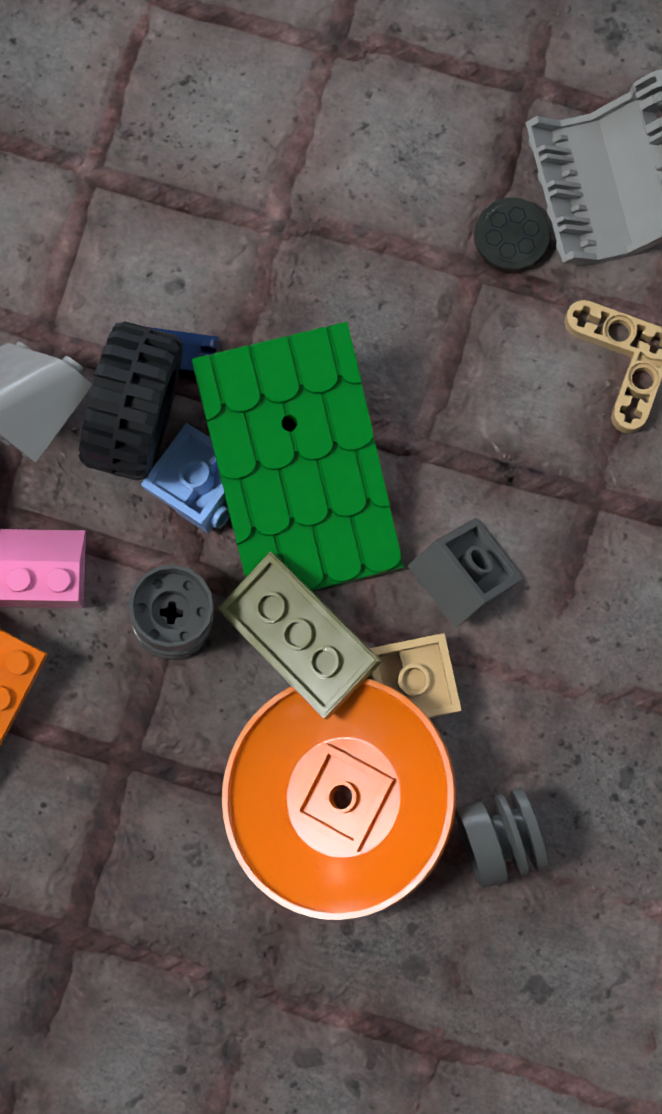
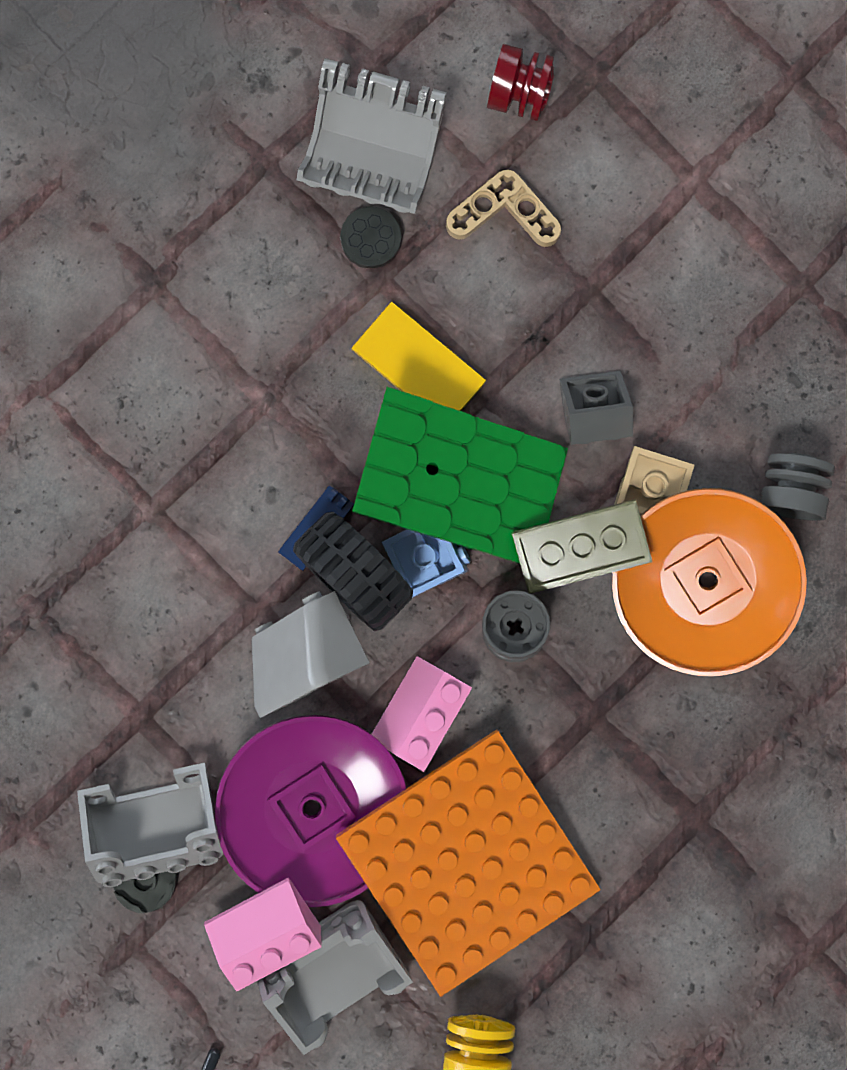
camera: 60 degrees left, 5 degrees up
(405, 357) = (417, 360): none -> yellow tile

